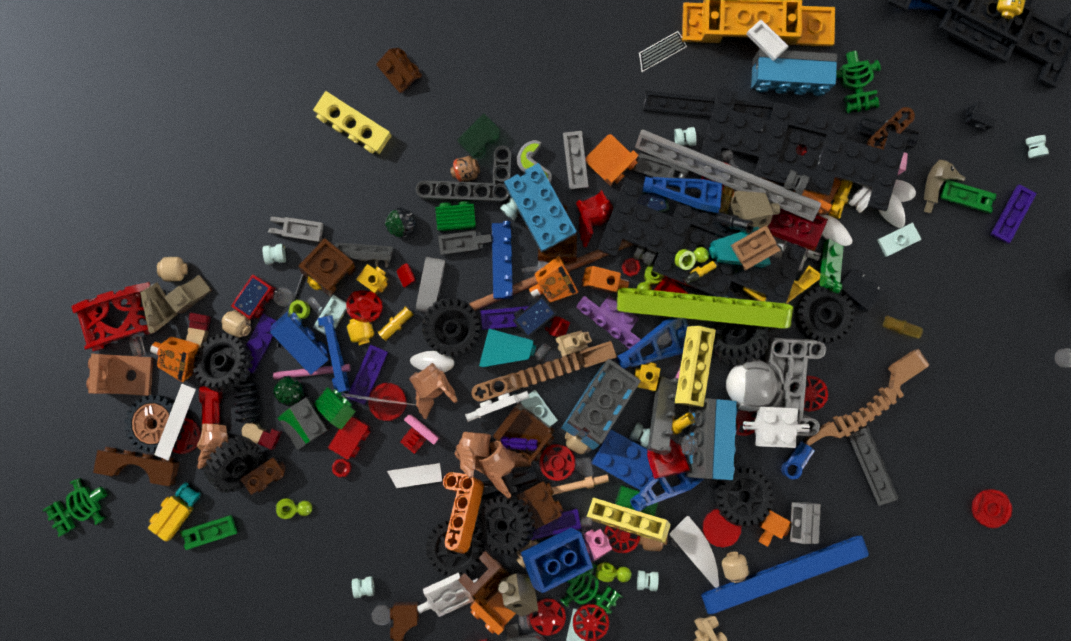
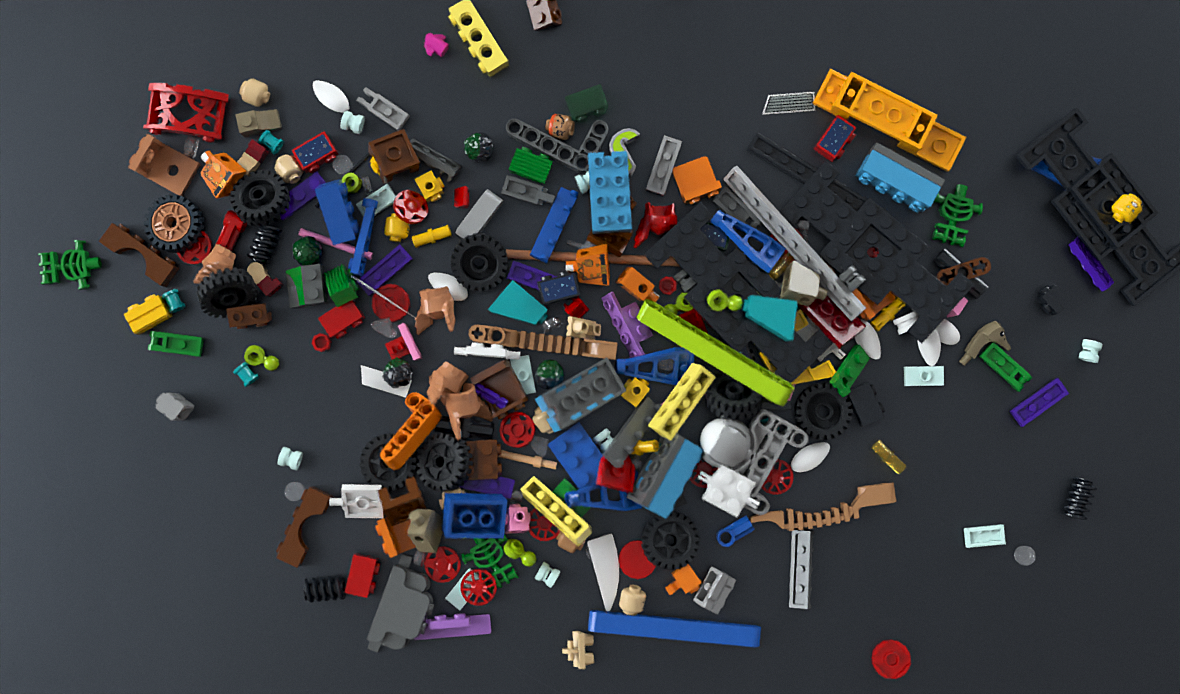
camera: 25 degrees right, 0 degrees up
(156, 308) = (224, 120): dark tan wing -> none
(175, 422) = (192, 230): white sticker -> none
(208, 307) = (271, 142): none -> teal bush
(234, 590) = (174, 406): none -> light grey brick
(243, 239) = (331, 96): none -> white arm
(286, 529) = (246, 374): none -> teal bush
(316, 148) = (436, 44): none -> dark pink piece
(392, 426) = (384, 327): none -> clear tile
(424, 463) = (397, 373): none -> black piece
(562, 398) = (549, 374): none -> piece
(685, 137) = (777, 191): light aqua wheel -> none
(689, 445) = (642, 469): clear tile -> none
(698, 272) = (725, 318): piece -> none
(717, 63) = (835, 138): none -> brick
(735, 222) = (778, 288): black axle -> none
(755, 247) = (785, 319): medium nougat plate -> none
(767, 40) = (887, 137): white tile -> none
(832, 361) = (810, 457): none -> white arm
(1011, 74) = (1095, 269): none -> dark purple plate
(1022, 357) = (984, 536): none -> light aqua plate

